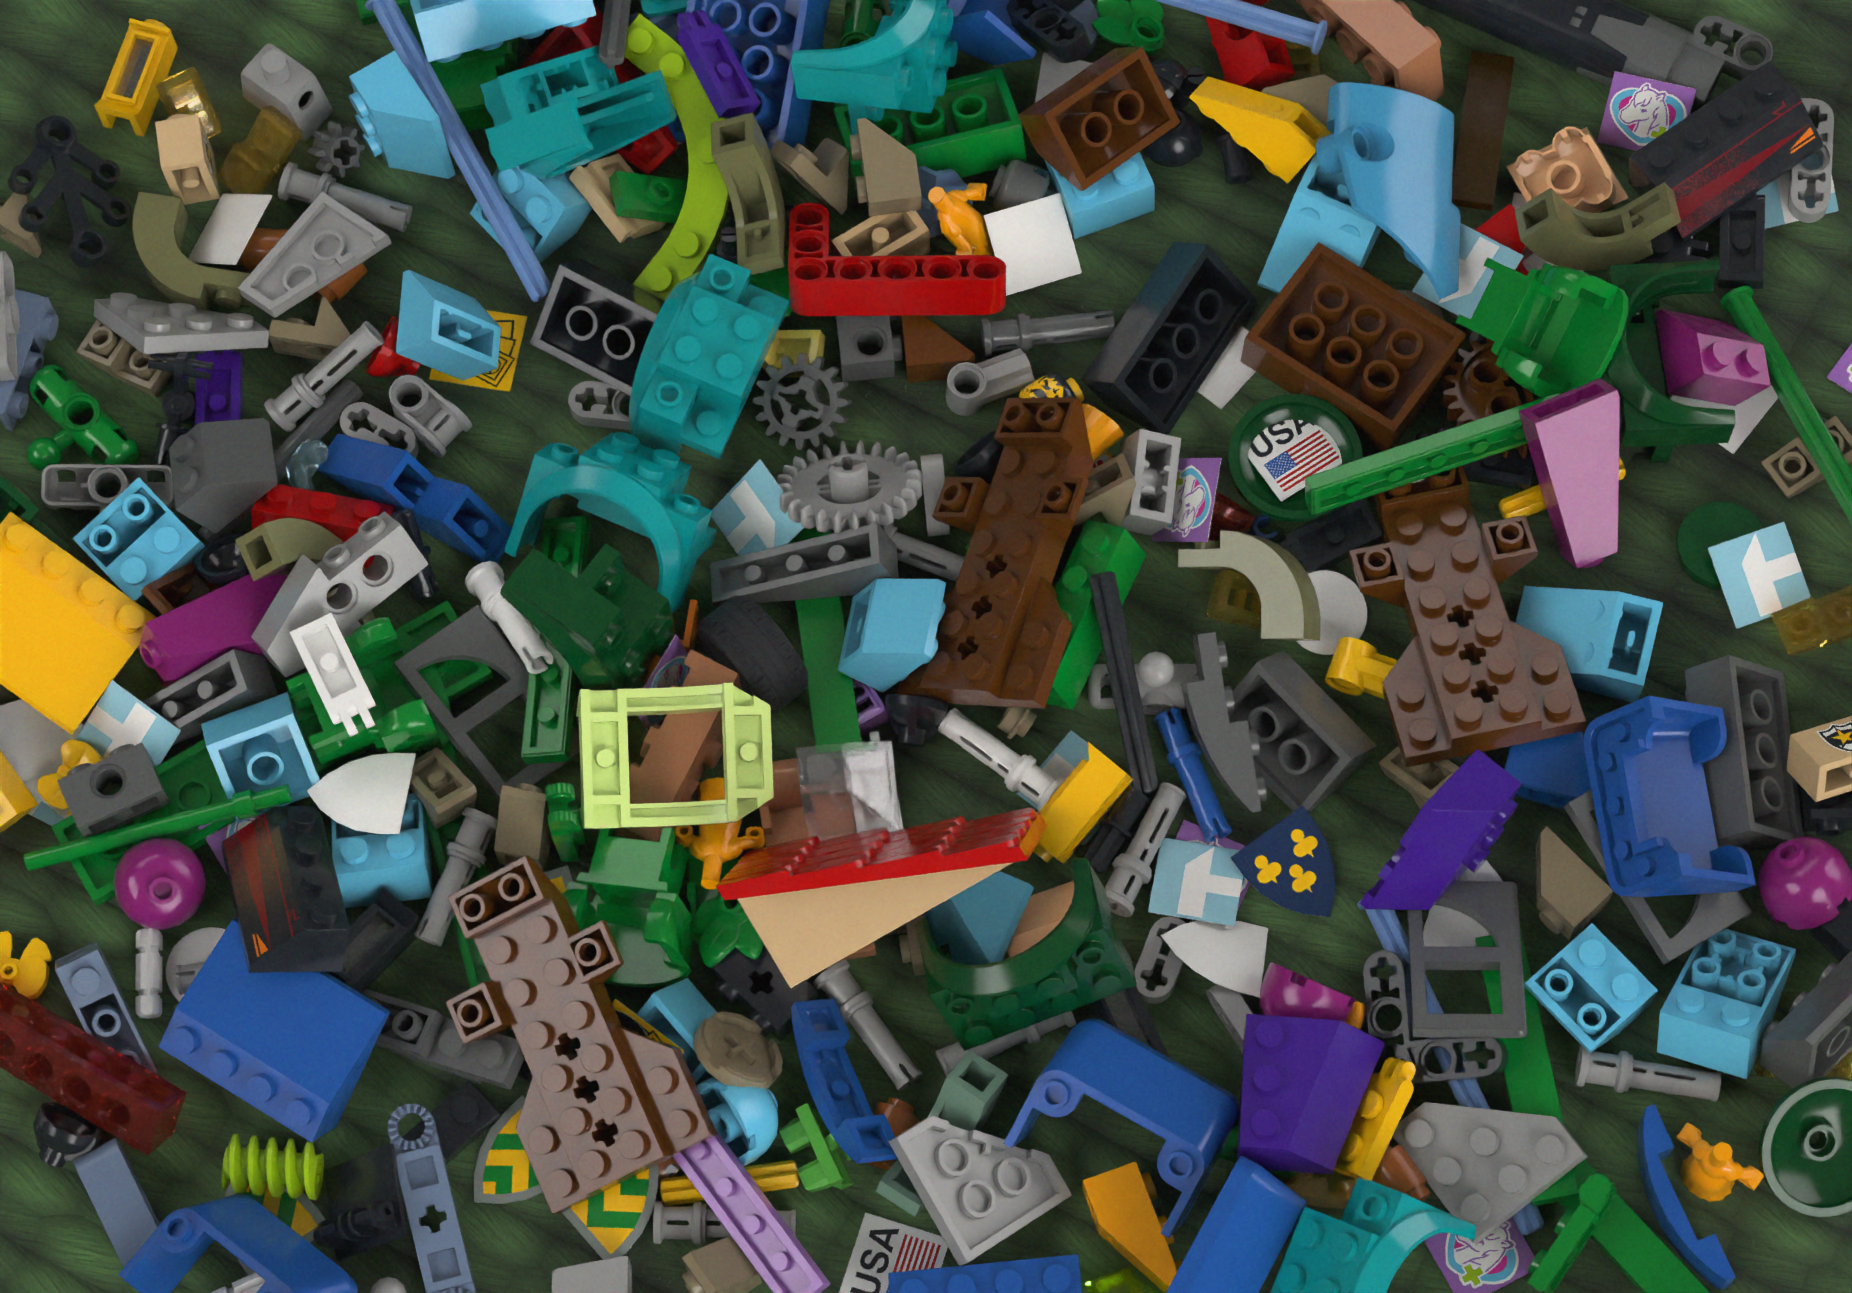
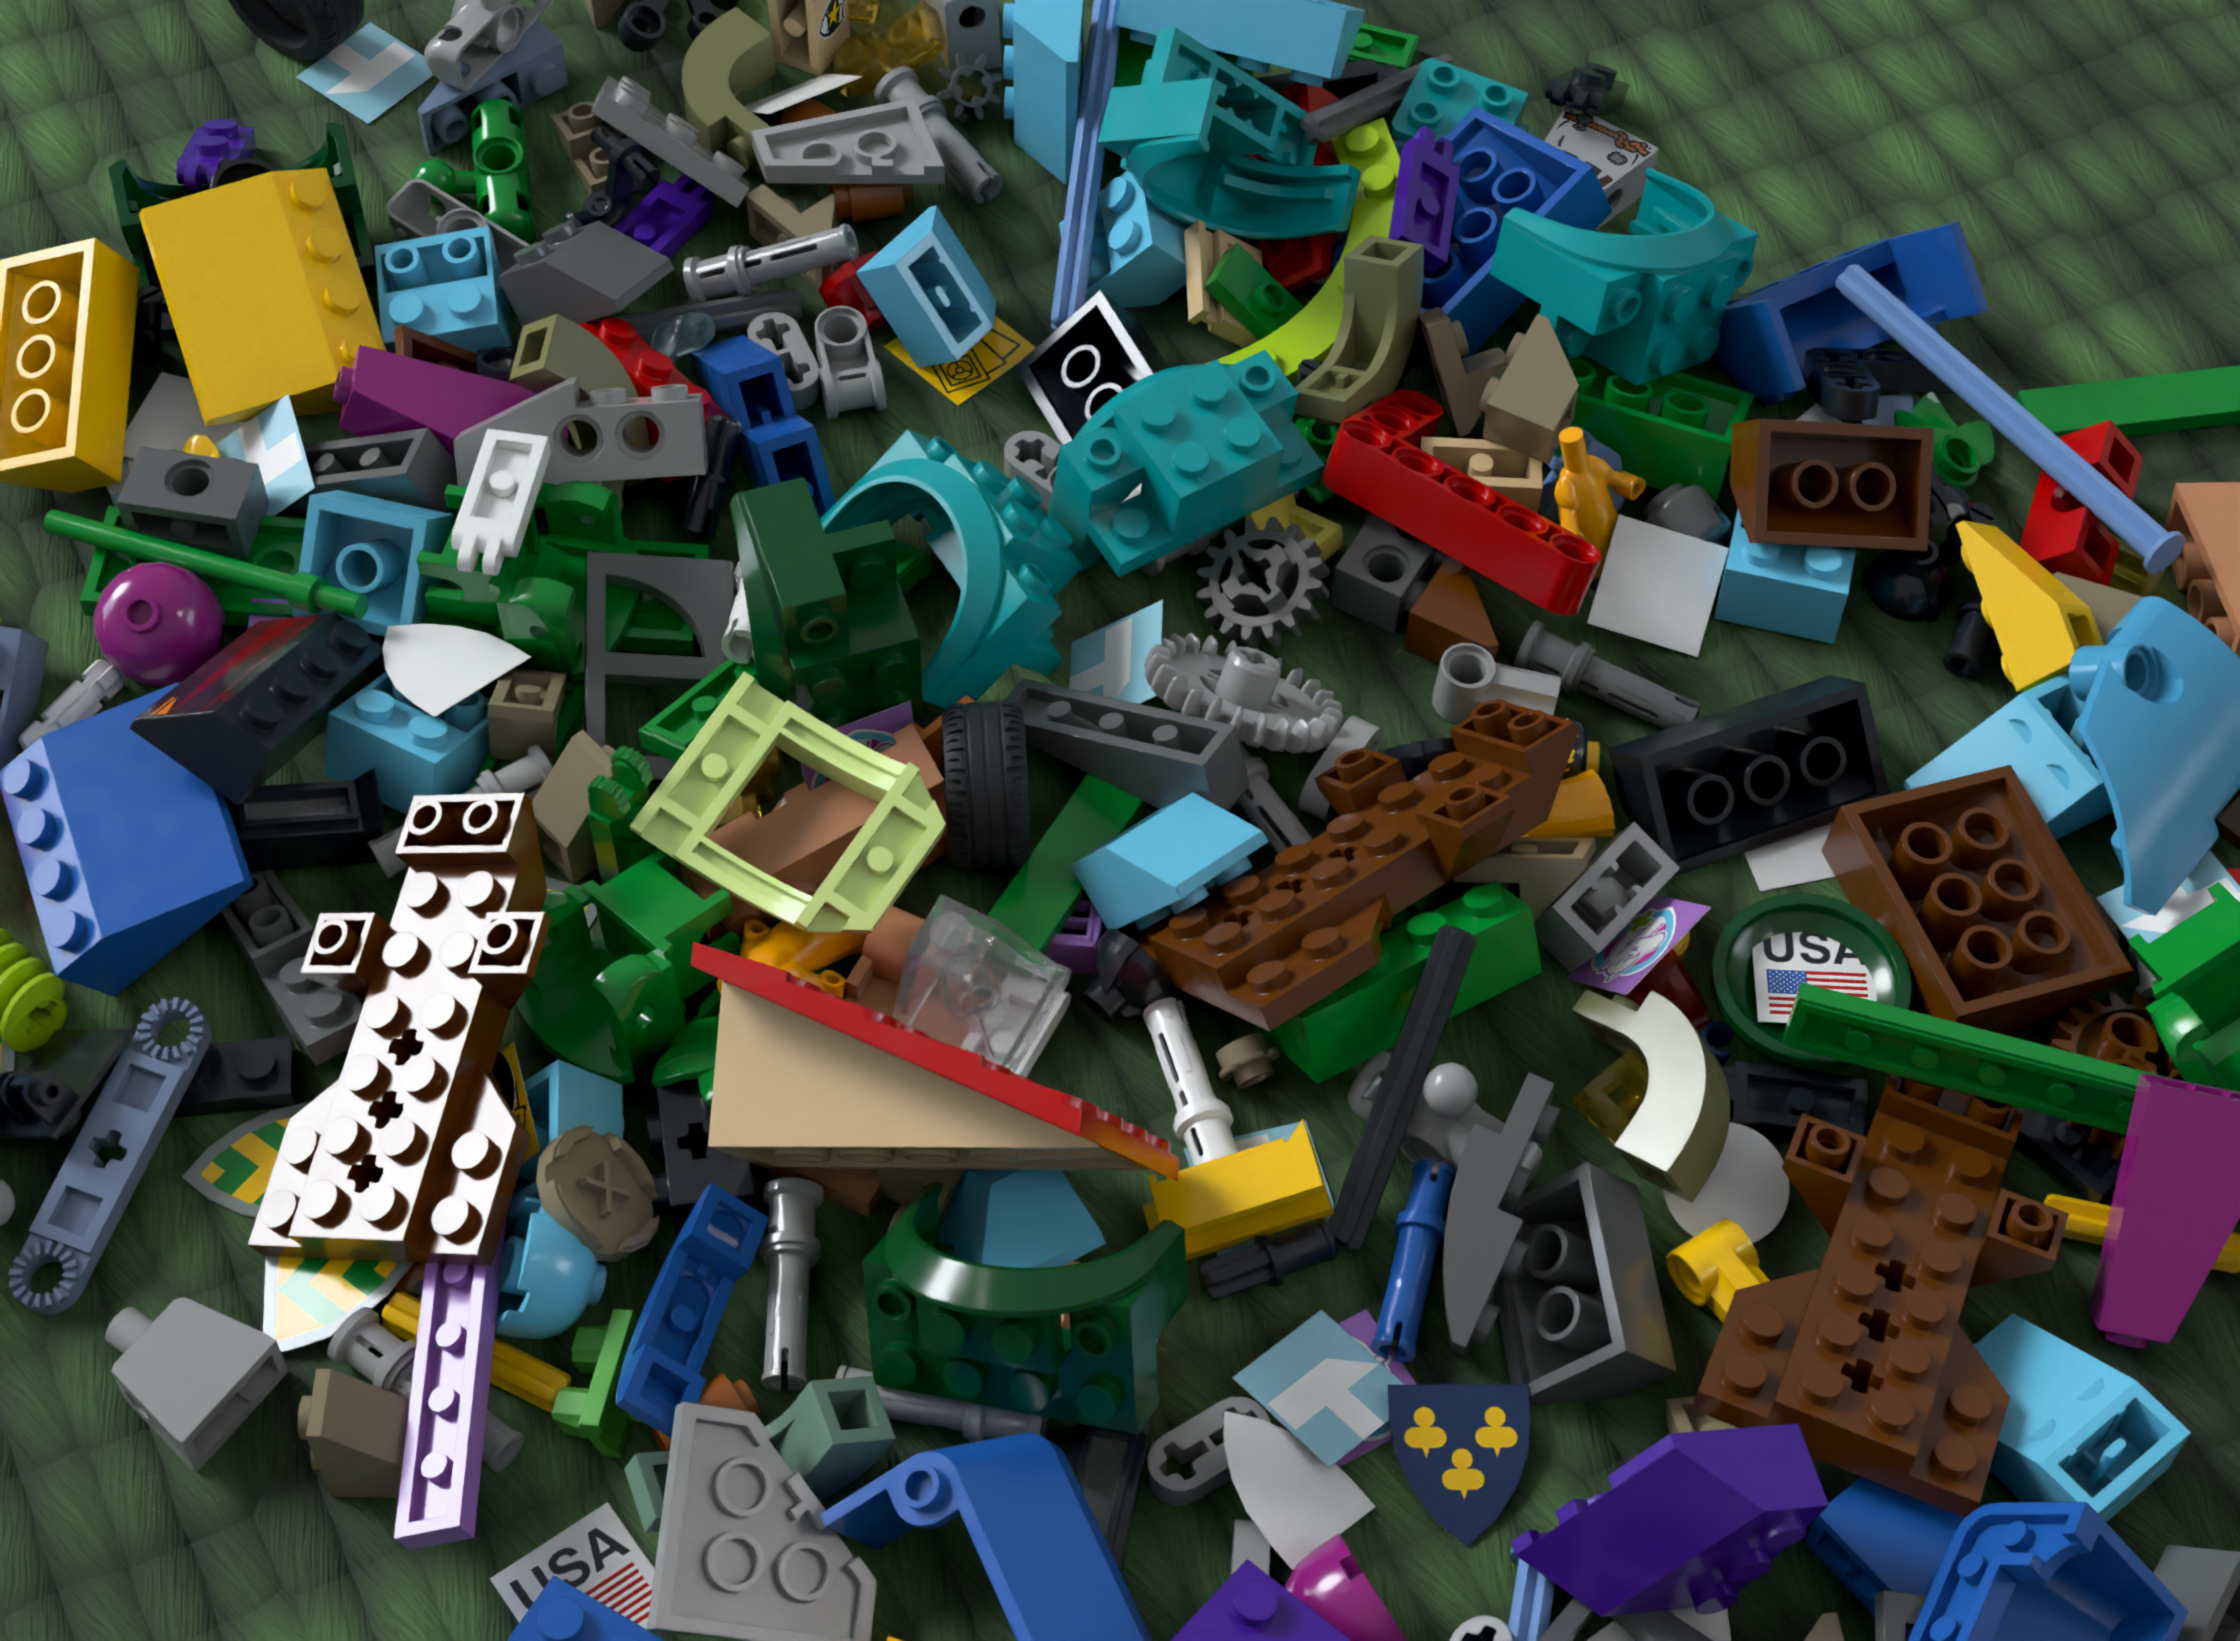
camera: 30 degrees right, 15 degrees down
(1133, 868) = (1251, 1311): light grey pin -> none

